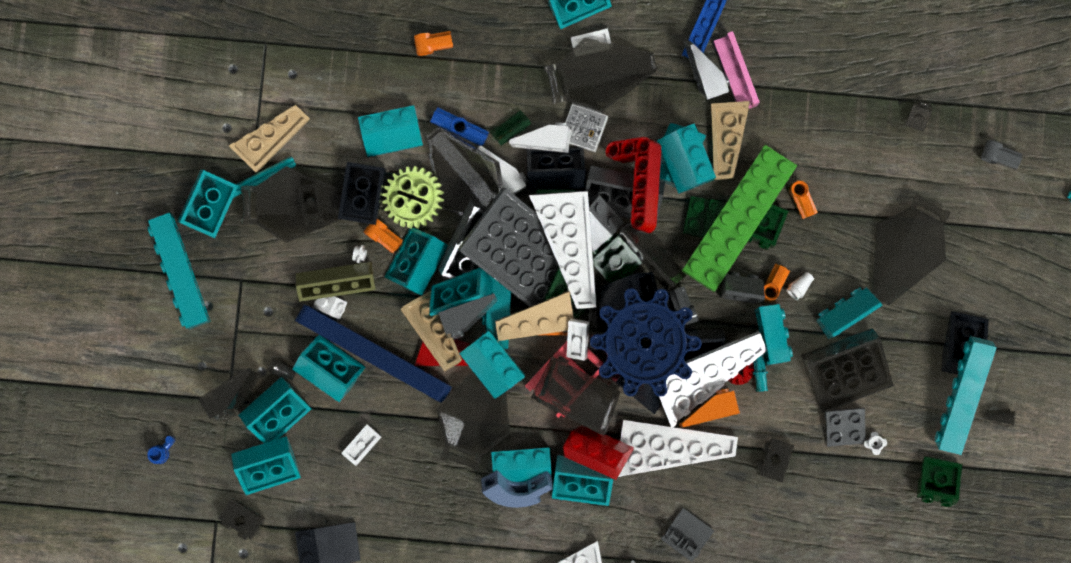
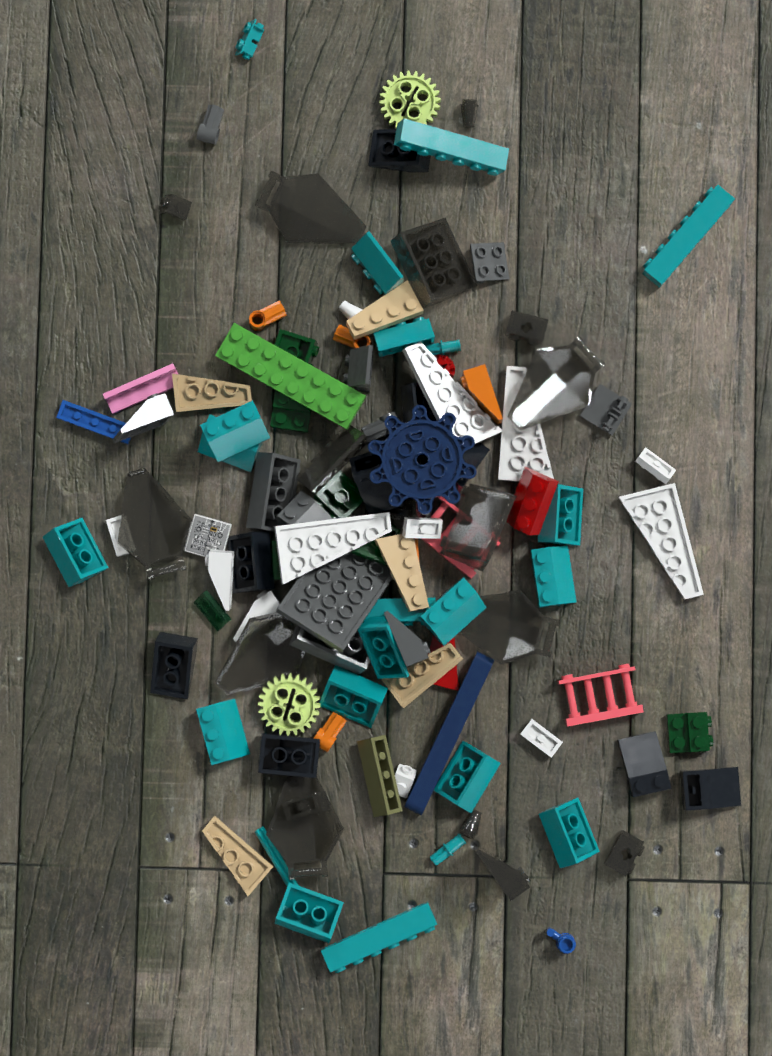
camera: 90 degrees left, 0 degrees up
(259, 344) = (447, 850): none -> teal axle
(274, 411) = (514, 828): teal slope -> none
(359, 254) = (349, 754): white plate -> none
(382, 499) = (612, 709): none -> coral fence
(428, 43) = (131, 700): orange piece -> none
(448, 121) = (209, 674): blue piece -> none
(460, 86) = (173, 665): none -> black slope
(515, 494) = (578, 580): sand blue arch -> none
(646, 177) = (235, 473): red beam -> none
(715, 484) = (554, 385): none -> clear smoke windscreen
(802, 324) = (387, 311): none -> tan wing
(880, 443) = (502, 226): white plate -> none
(939, 481) = (536, 168): dark green plate -> none
(1023, 342) = (394, 94): none -> yellowish green gear

